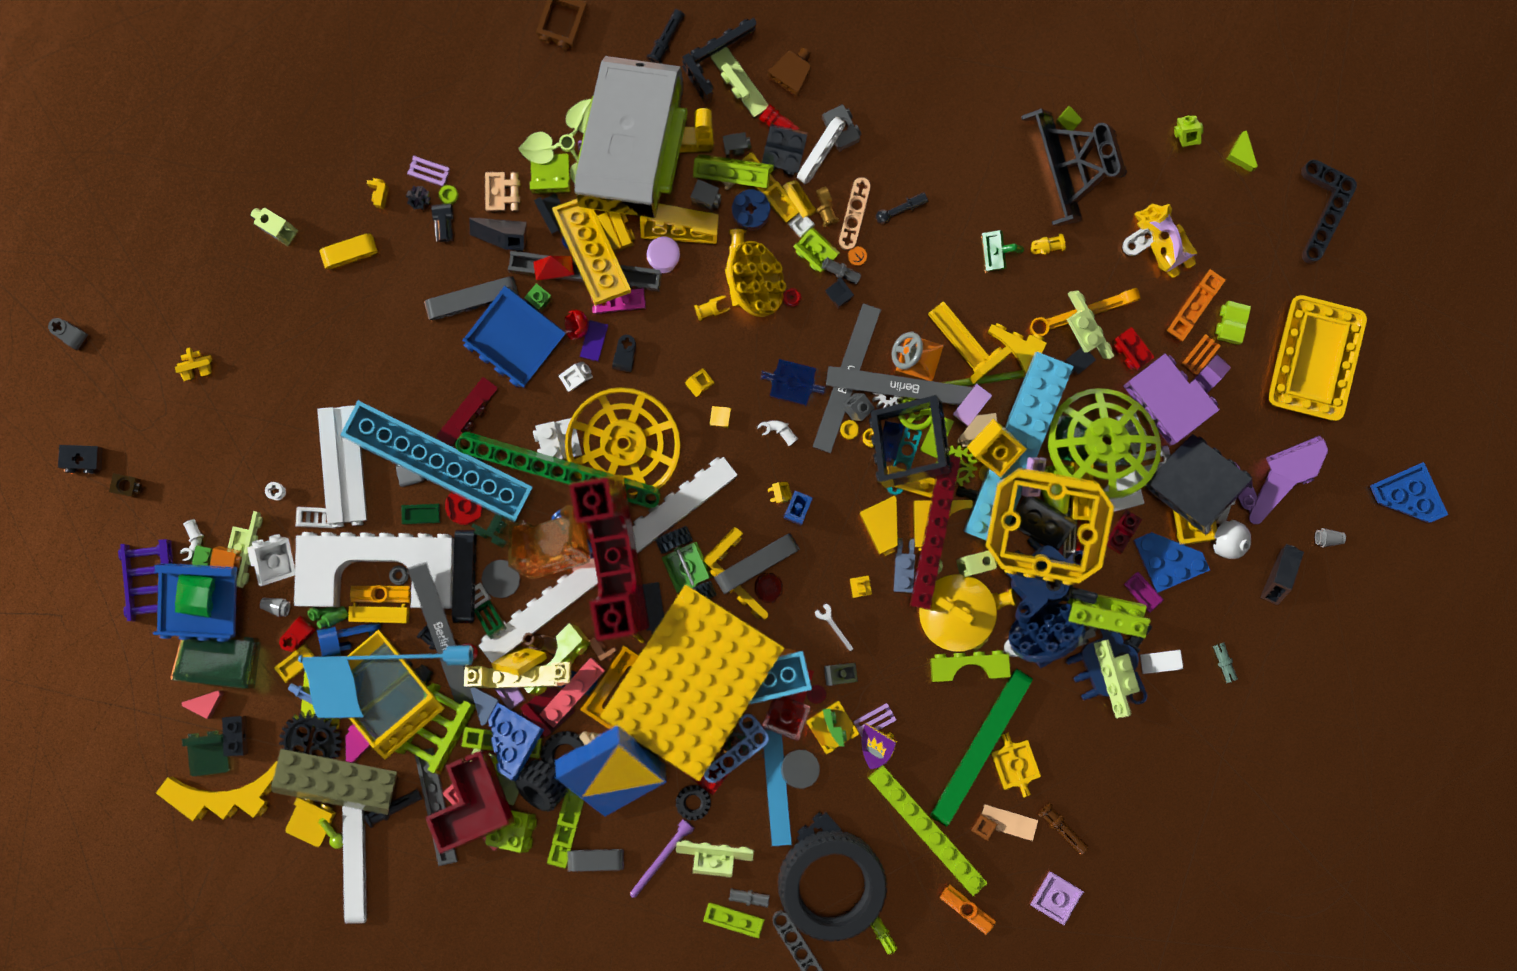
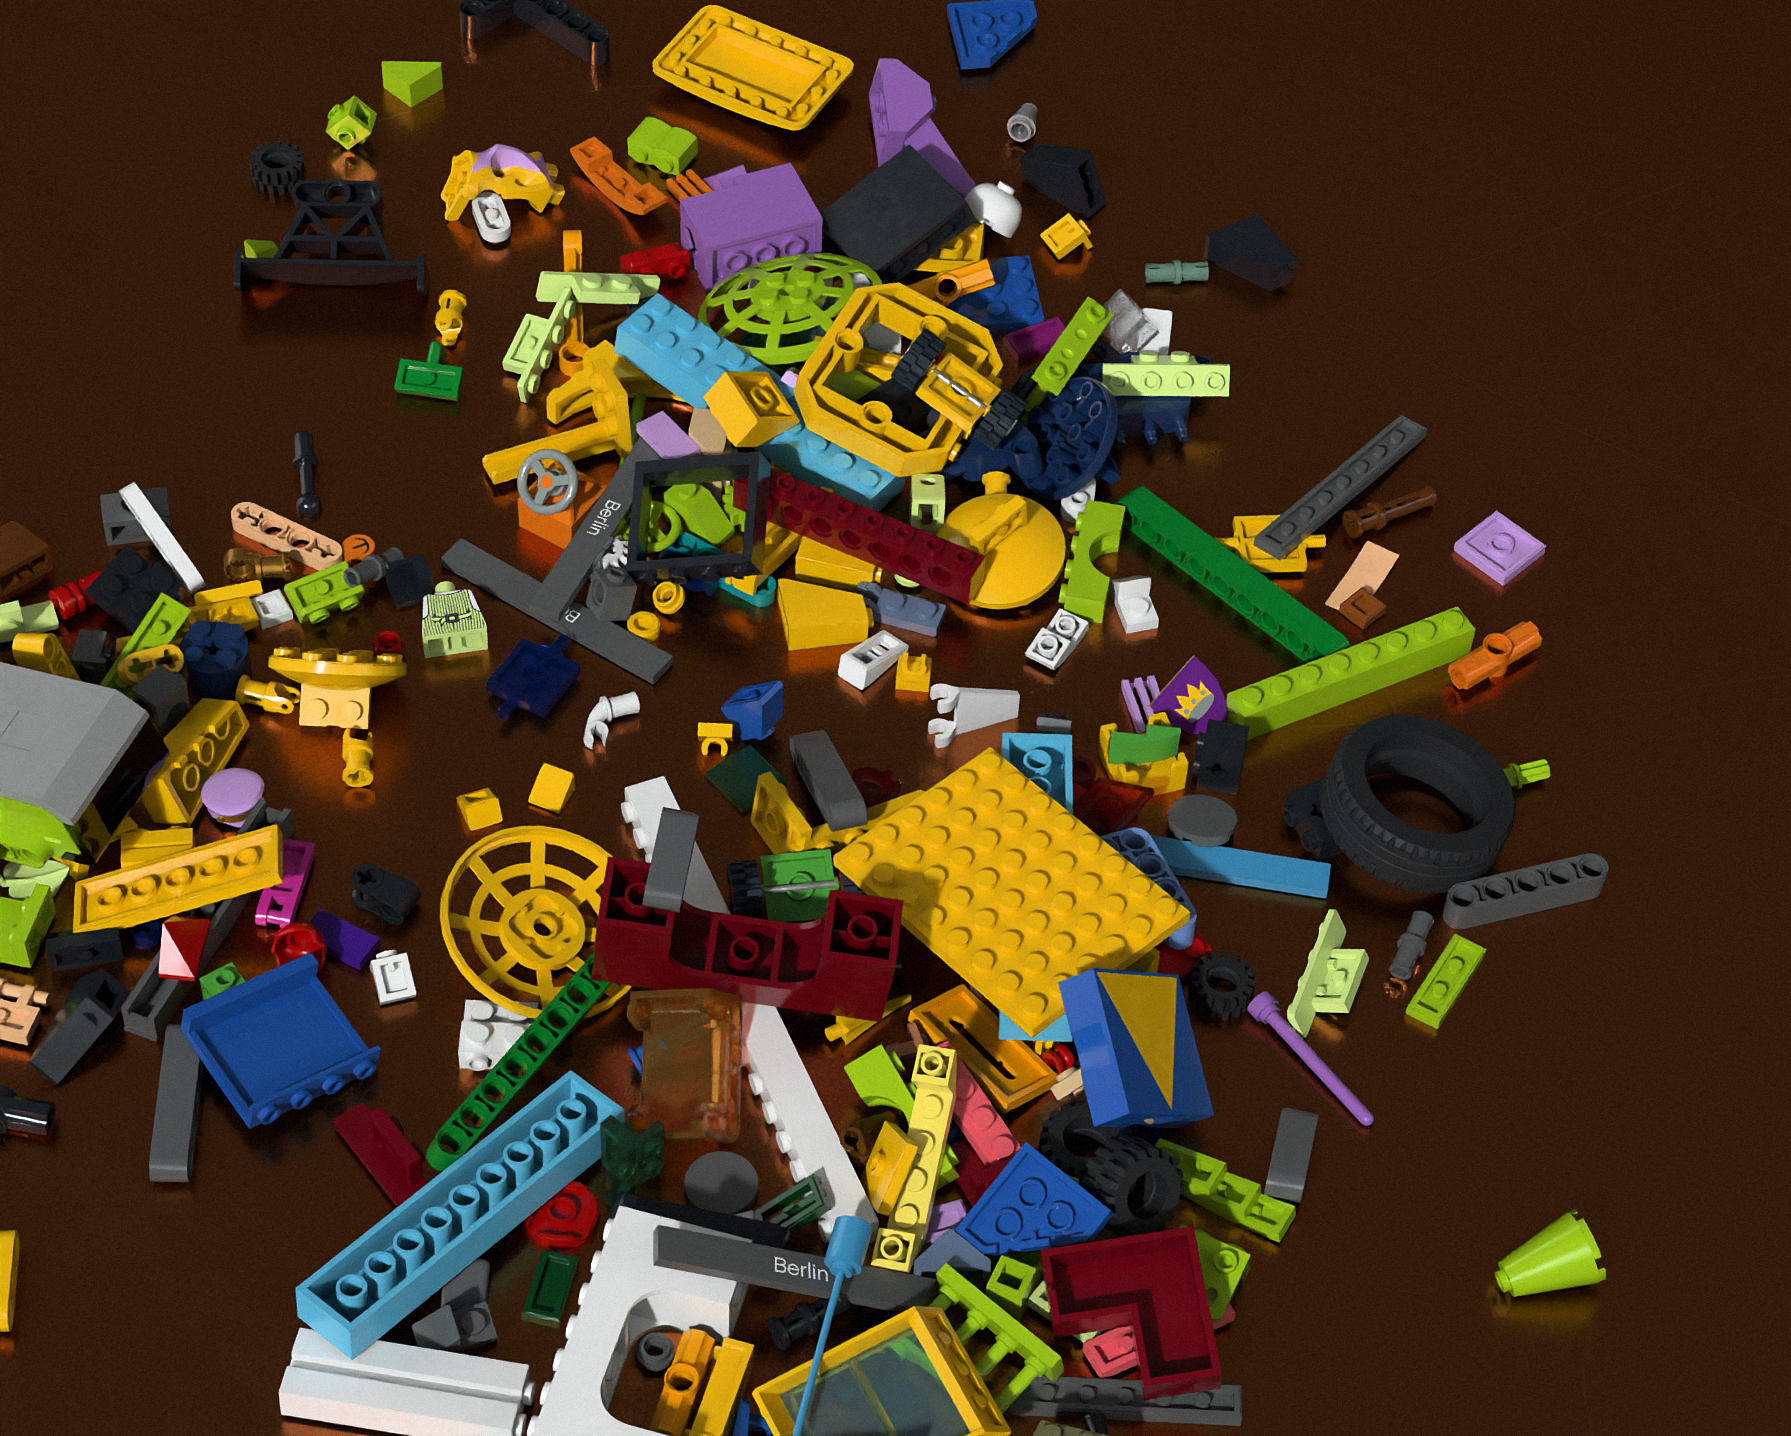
camera: 80 degrees left, 35 degrees down
(382, 476) = (456, 1329): none -> dark grey slope
(610, 511) = (671, 859): none -> dark grey beam
(724, 181) = (149, 657): none -> yellow beam
(761, 516) = (739, 776): none -> clear green piece
(818, 325) = (452, 622): none -> yellowish green torso
(839, 771) = (1221, 757): none -> black brick
(850, 553) = (868, 660): none -> white slope
(907, 660) = (1058, 639): none -> white slope
(950, 695) = (1134, 603): none -> white slope
(1037, 564) = (958, 390): none -> plate
(1039, 301) = (534, 344): none -> yellowish green bracket
(1071, 798) = (1339, 487): none -> dark grey tile
(1142, 89) = (277, 155): none -> black tyre
(1161, 528) = (966, 279): none -> light orange piece
(1162, 643) = (1129, 325): none -> clear brick
(1233, 589) = (1066, 236): none -> yellow bracket
(1253, 706) = (1252, 253): none -> black slope

